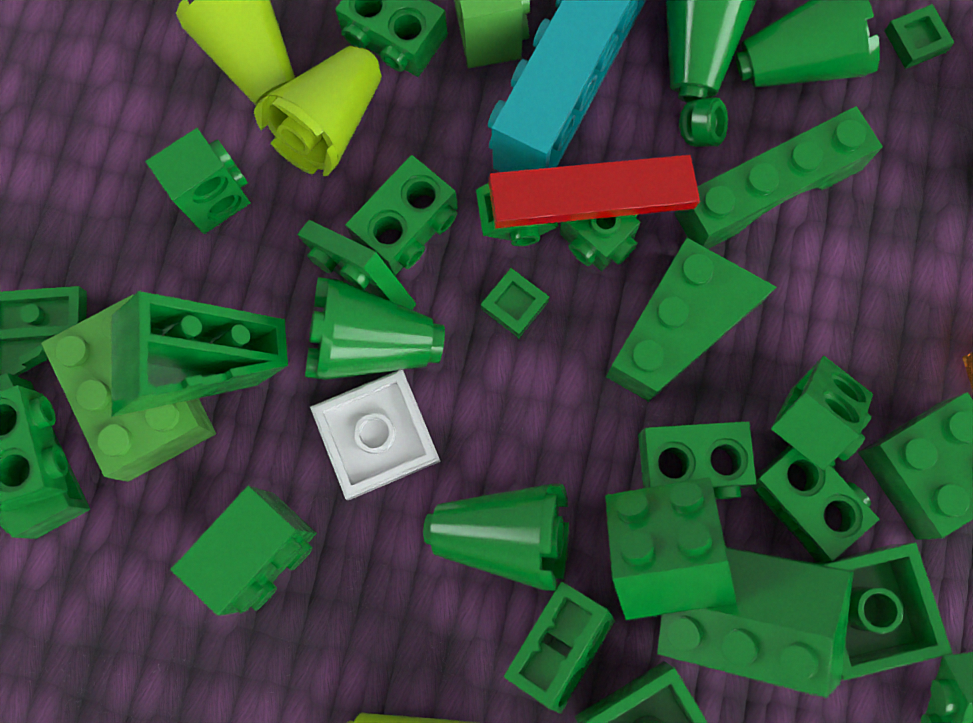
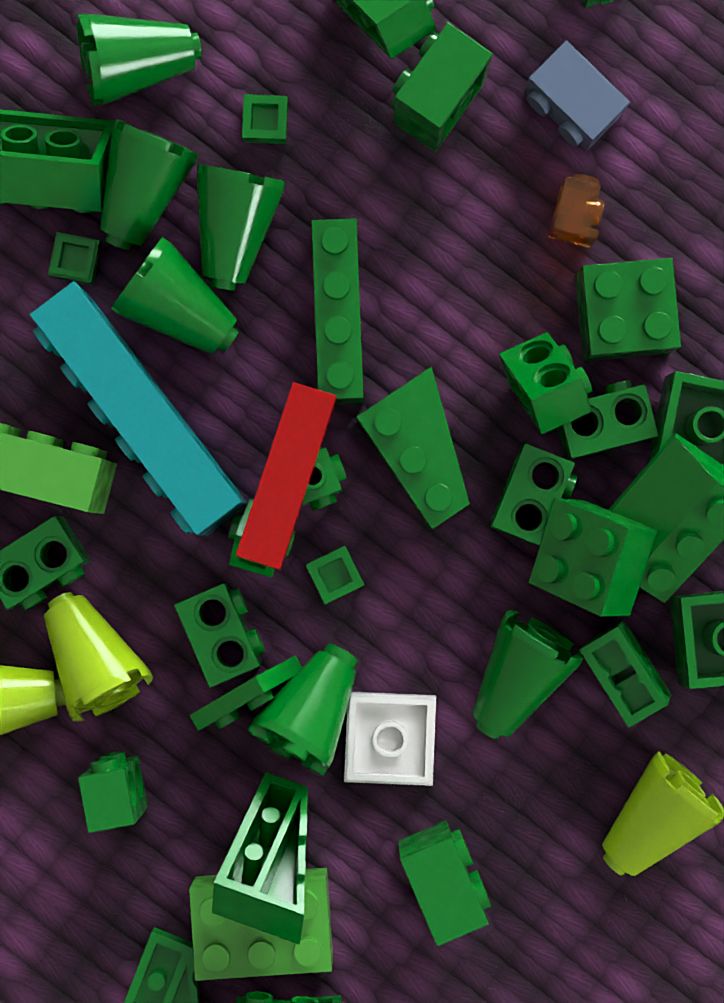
camera: 70 degrees left, 10 degrees up
(708, 122) = (257, 342): green tile -> none

